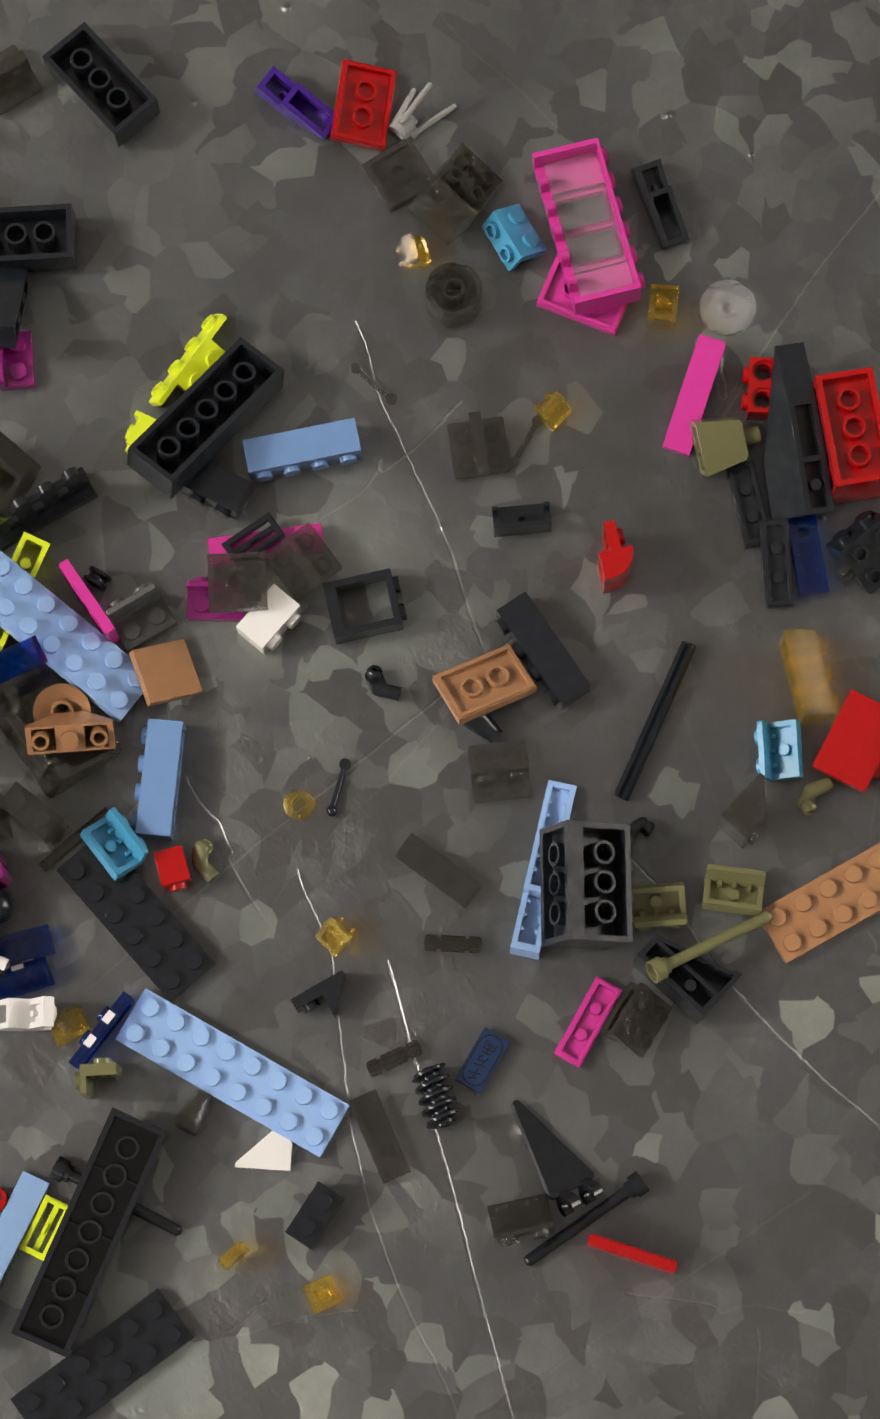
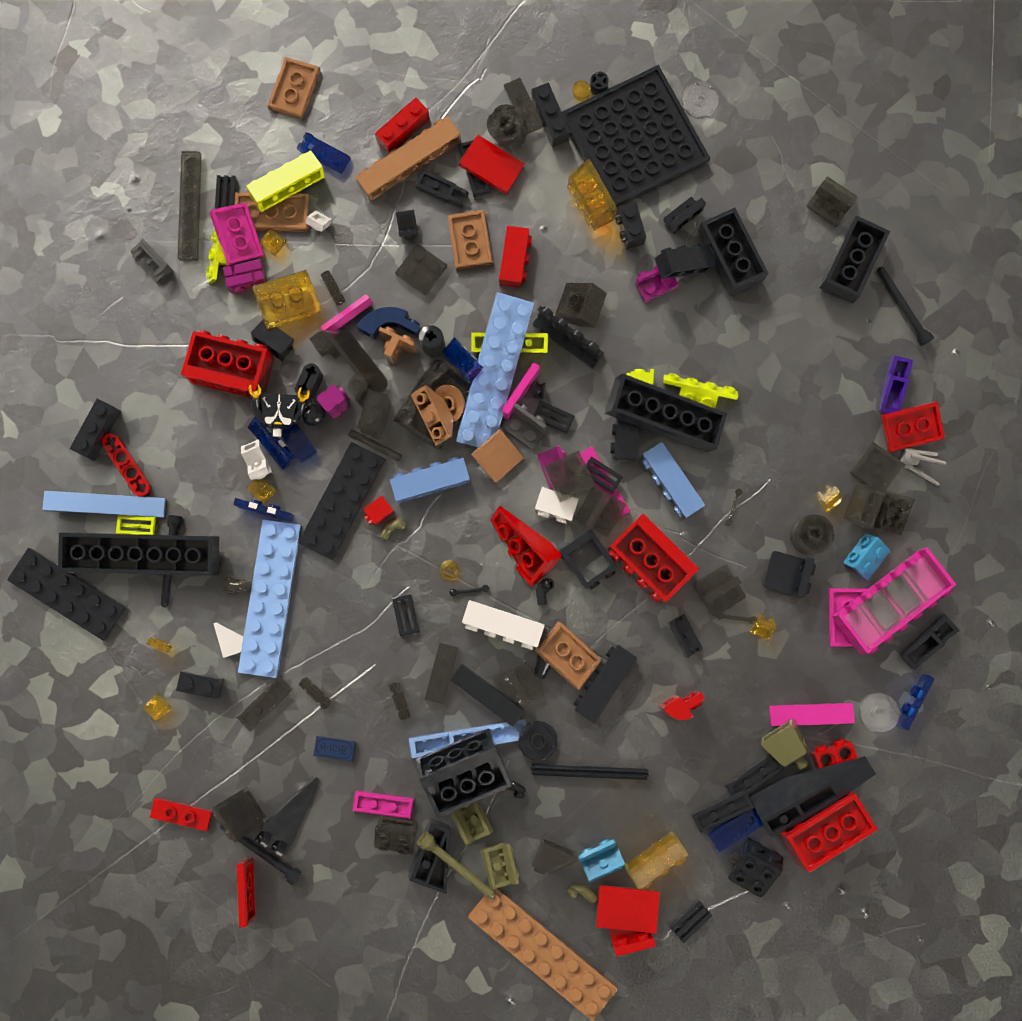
camera: 65 degrees right, 5 degrees up
(101, 1070) = (237, 520): olive bracket -> none
(115, 844) = (377, 470): dark azure bracket -> none
(125, 592) = (568, 423): none -> black tile
(245, 39) = (923, 335): none -> black piece
(315, 681) = (530, 549): none -> red wedge
(329, 990) = (340, 636): black slope -> none
(331, 889) = (413, 615): none -> black tile
(334, 936) = (375, 625): clear yellow tile -> none
(396, 500) = (665, 558): none -> red brick
(405, 754) = (502, 623): none -> white brick
(435, 1097) = (300, 730): black piece -> none
(488, 1315) = (181, 814): none -> red plate
(494, 817) = (487, 695): none -> black tile
(495, 346) = (789, 574): none -> black bracket
(584, 774) = (537, 740): none -> black tile
(663, 307) = (861, 671): clear yellow slope -> none
(737, 263) = (910, 709): none -> clear blue plate

